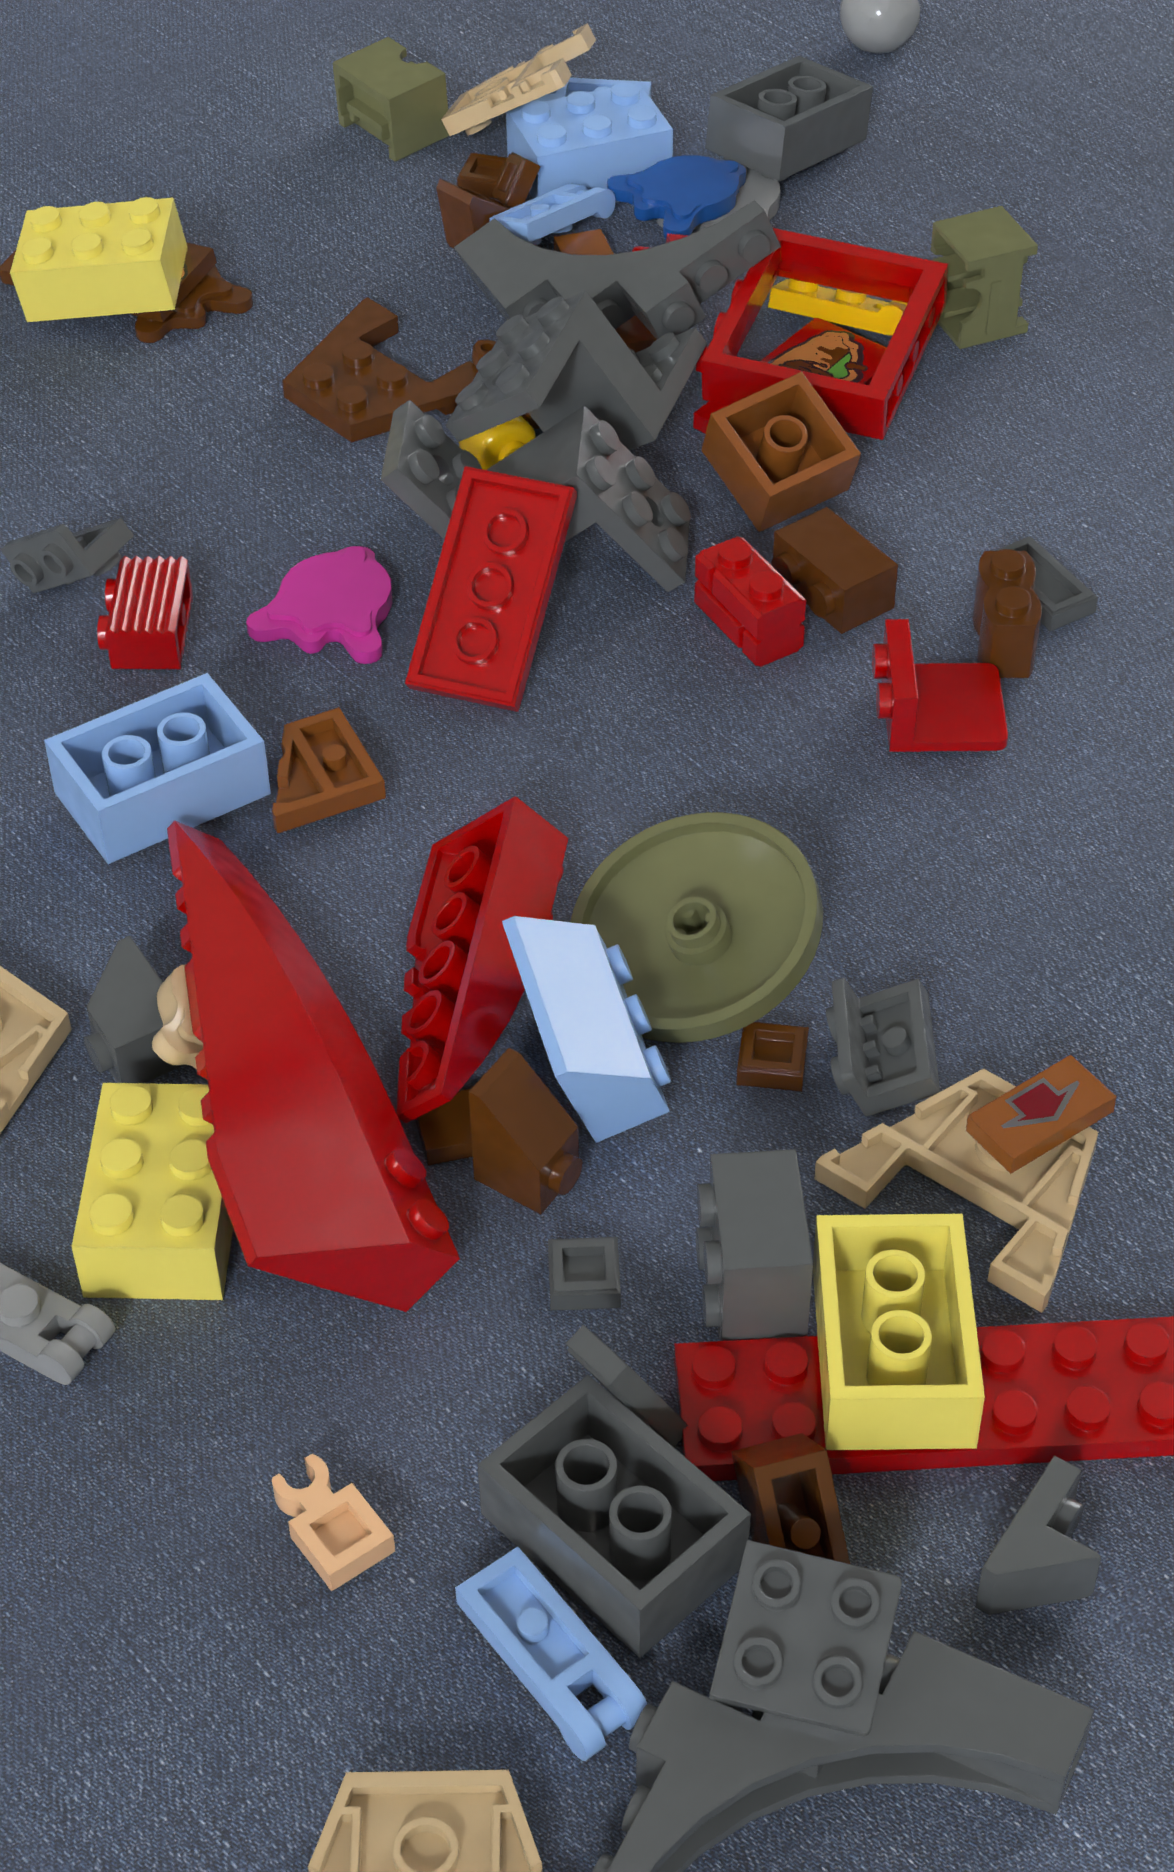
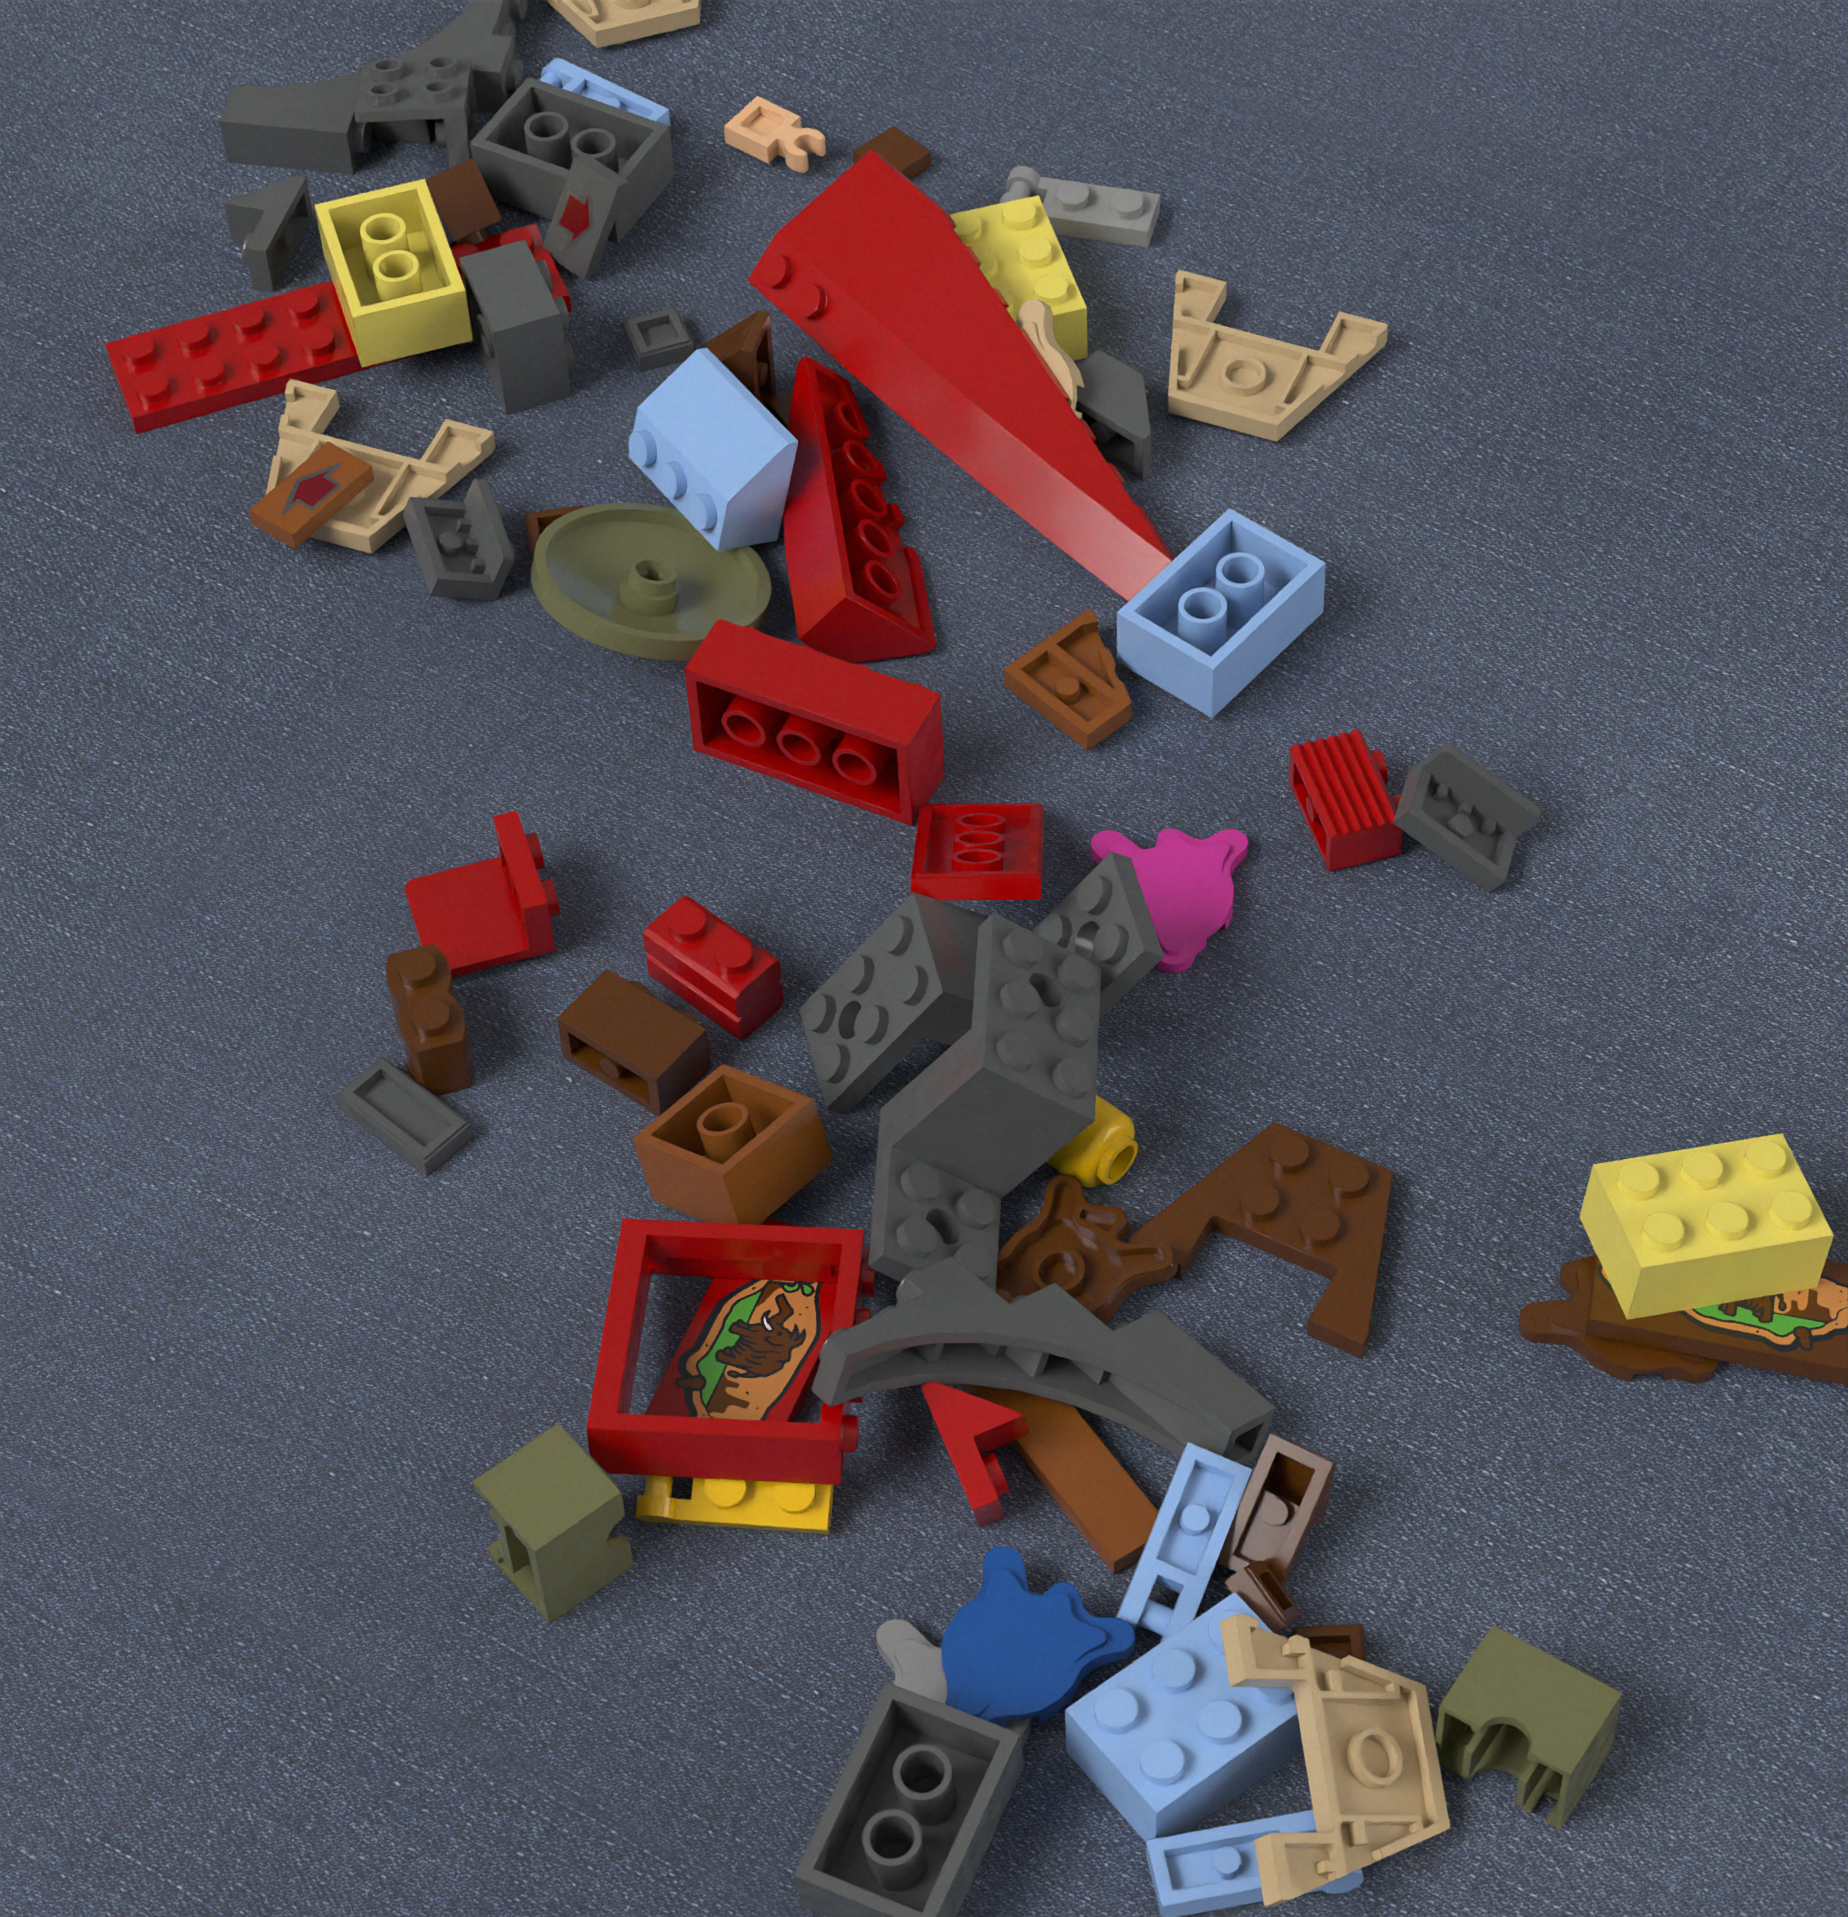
camera: 165 degrees right, 5 degrees up
(197, 1456) = (898, 150): none -> reddish brown tile
(583, 737) = (815, 721): none -> red brick

